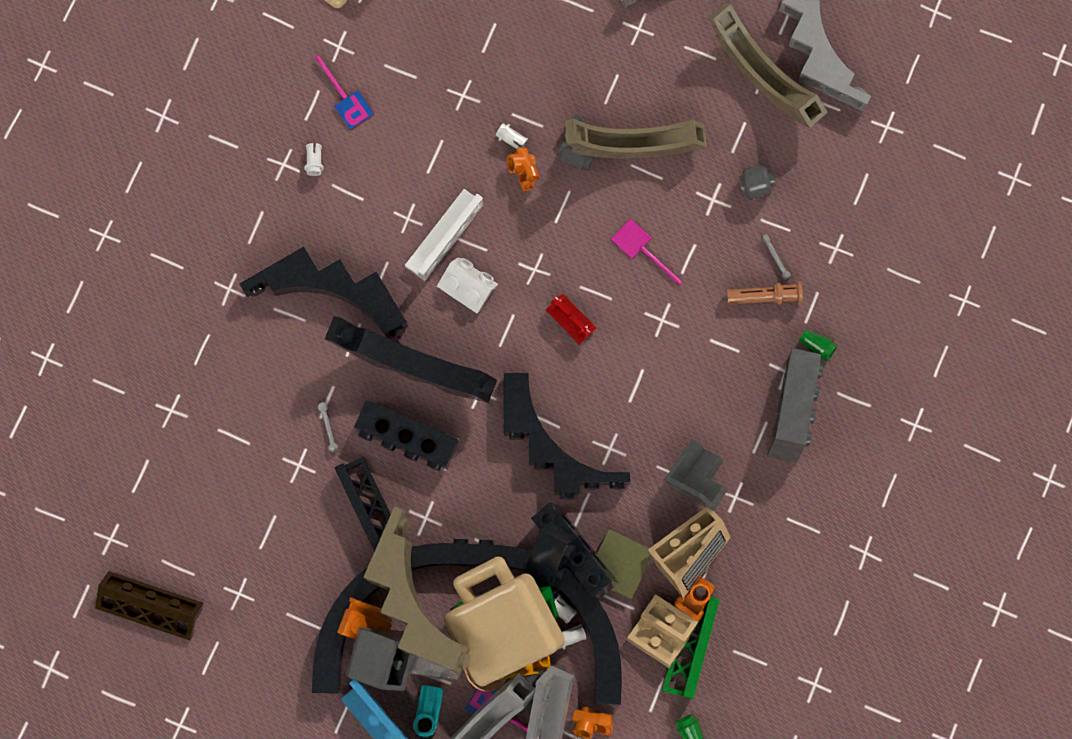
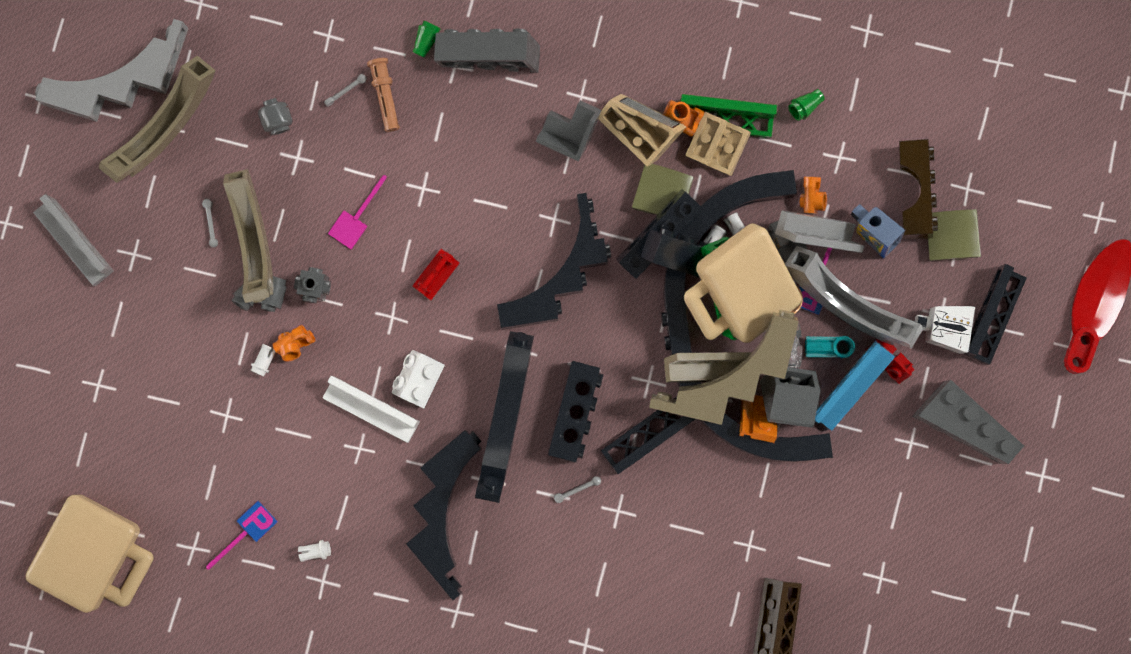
camera: 100 degrees left, 5 degrees up
(427, 569) = (701, 366): none -> dark tan fence
(575, 202) = (318, 291): none -> dark grey brick
(678, 105) = (208, 204): none -> light grey hinge

